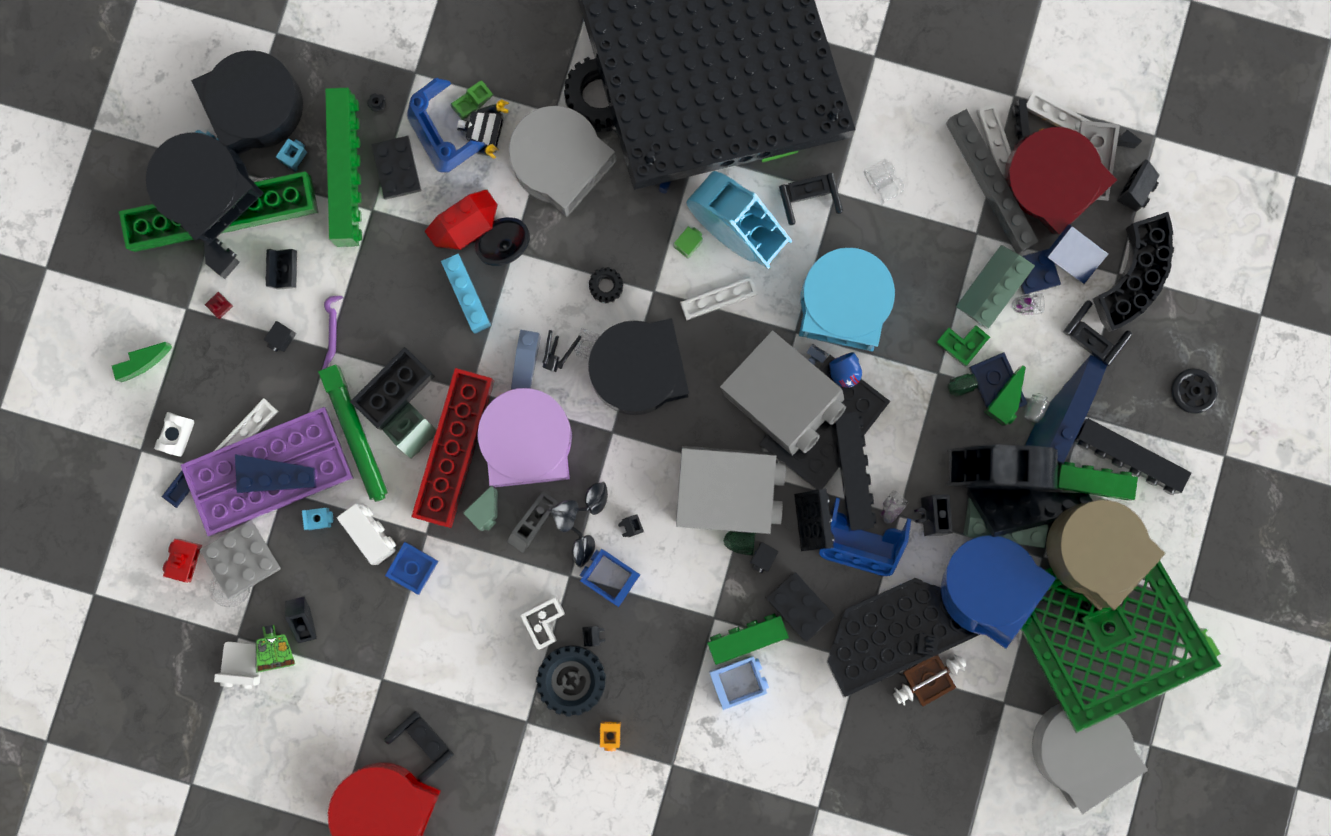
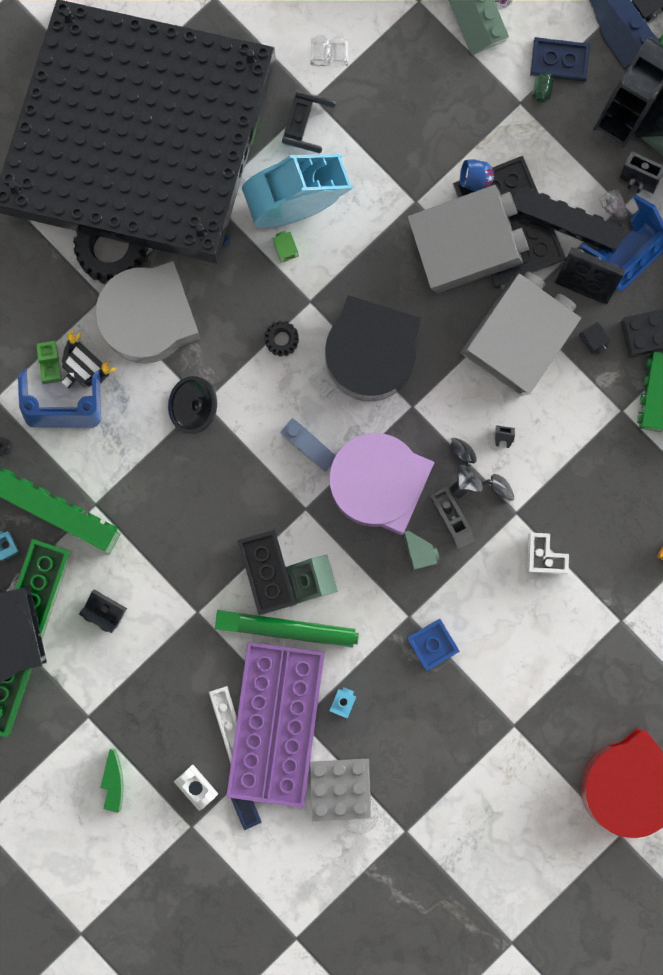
camera: 55 degrees left, 0 degrees up
(181, 560) = (311, 842): red brick -> none
(218, 305) = (102, 686): dark red tile -> none
(219, 259) = (62, 661): black slope -> none
(238, 666) = (433, 840): white bracket -> none
(268, 475) = (281, 723): dark blue wing -> none
(272, 651) = (438, 805): torso -> none
(279, 337) = (163, 647): black brick -> none
(300, 619) = (423, 766): black slope -> none
(332, 329) = (181, 597): medium lavender piece -> none
(367, 533) = (383, 664): white brick -> none
(396, 167) = (70, 461): black plate -> none
(427, 741) = (588, 715): black plate -> none
(452, 448) = (349, 549): red brick -> none
(463, 221) = (154, 430): red wedge -> none
(466, 293) = (219, 462): medium azure brick -> none
(551, 361) = (322, 422): black plant -> none
(553, 693) = (610, 582): black wheel -> none
(586, 572) = (555, 469): blue window -> none
(591, 636) = (579, 522): black tile -> none
(718, 298) = (349, 249): white tile -> none
(740, 542) = (571, 350): clear green brick -> none
(816, 354) = (446, 194): sand blue tile -> none
(847, 299) = (415, 140): medium azure brick -> none
(963, 349) = (513, 68): green plate -> none
(1007, 401) = (579, 57): green slope -> none
(1036, 407) = (598, 37): clear brick -> none

